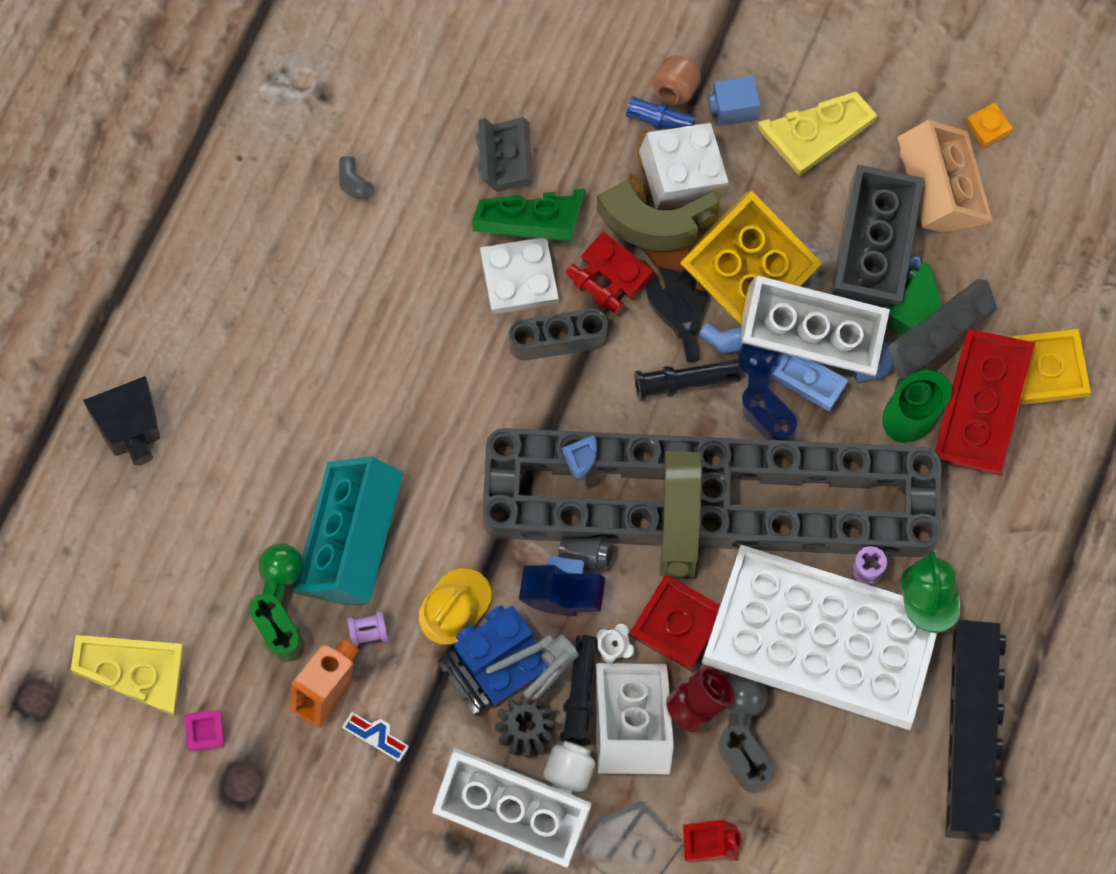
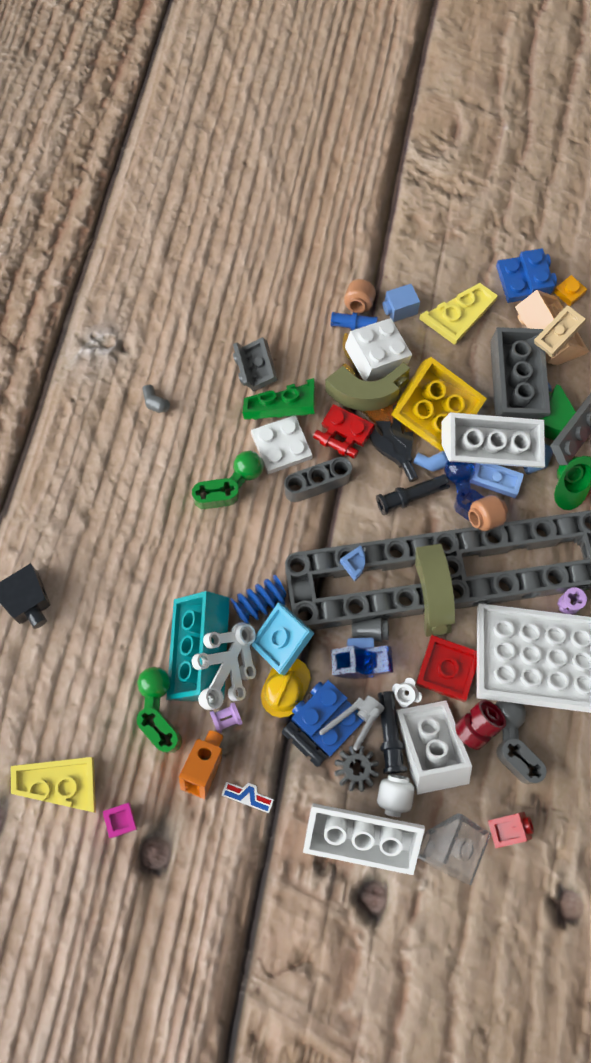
camera: 10 degrees left, 0 degrees up
(384, 558) = (242, 637): none -> white plant
(443, 484) = (259, 600): none -> blue piece
(461, 539) = (282, 638): none -> medium azure tile
(463, 299) = (247, 467): none -> green beam
(777, 423) = (488, 513): none -> nougat head
(929, 91) = (526, 274): none -> blue plate
(942, 187) = (559, 331): none -> tan plate

